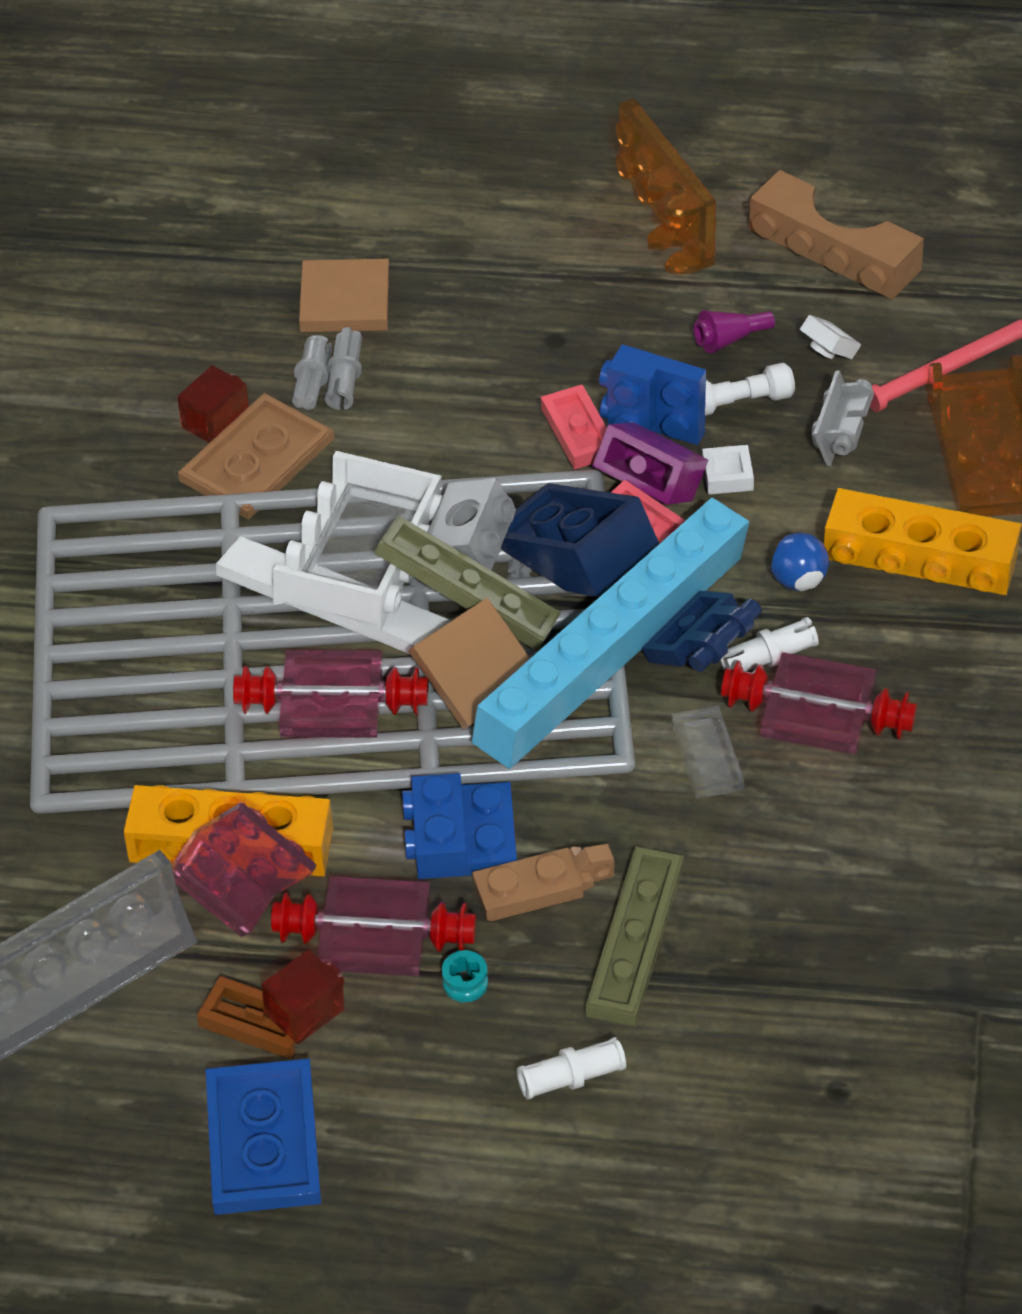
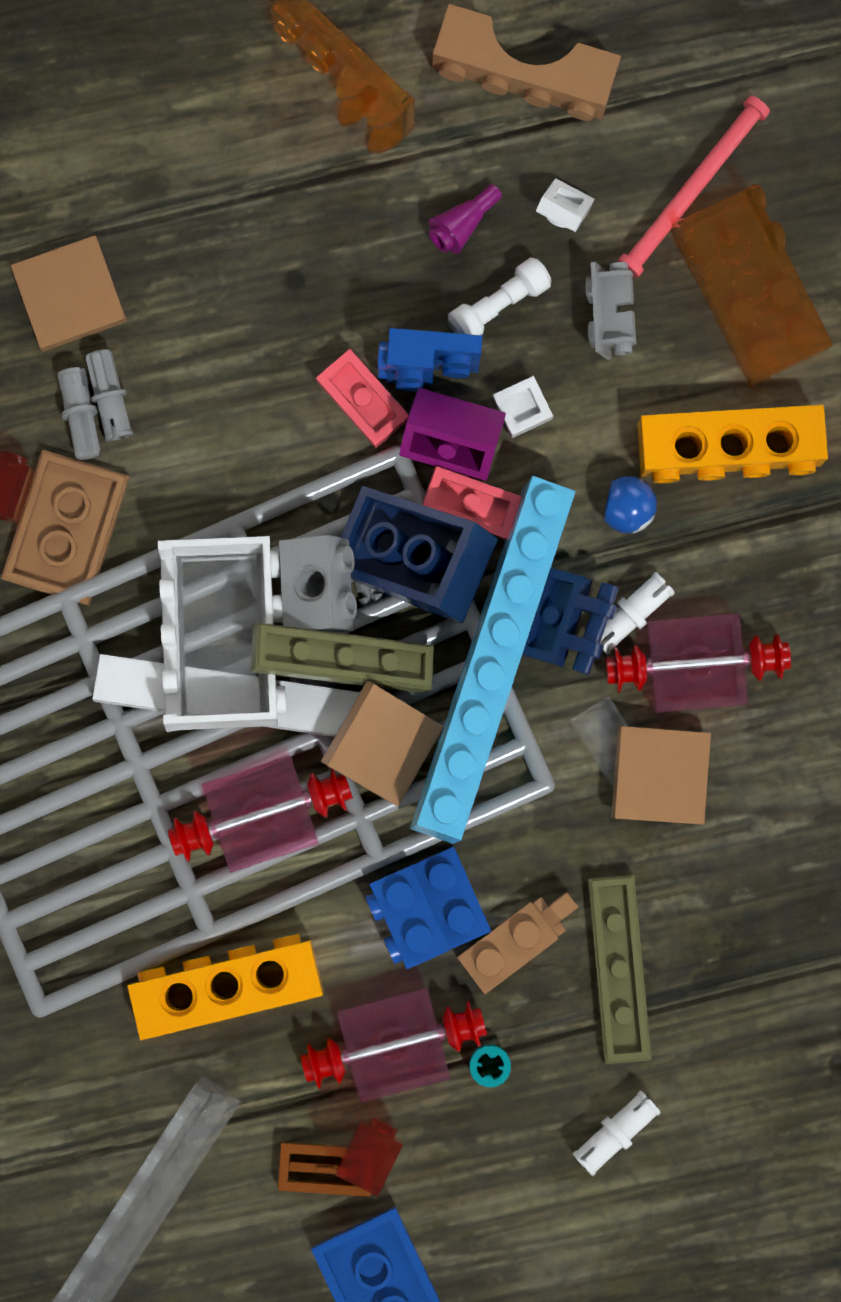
camera: 25 degrees left, 35 degrees up
(239, 866) = (254, 1051): clear pink bracket -> none
(745, 780) = (661, 775): none -> medium nougat tile

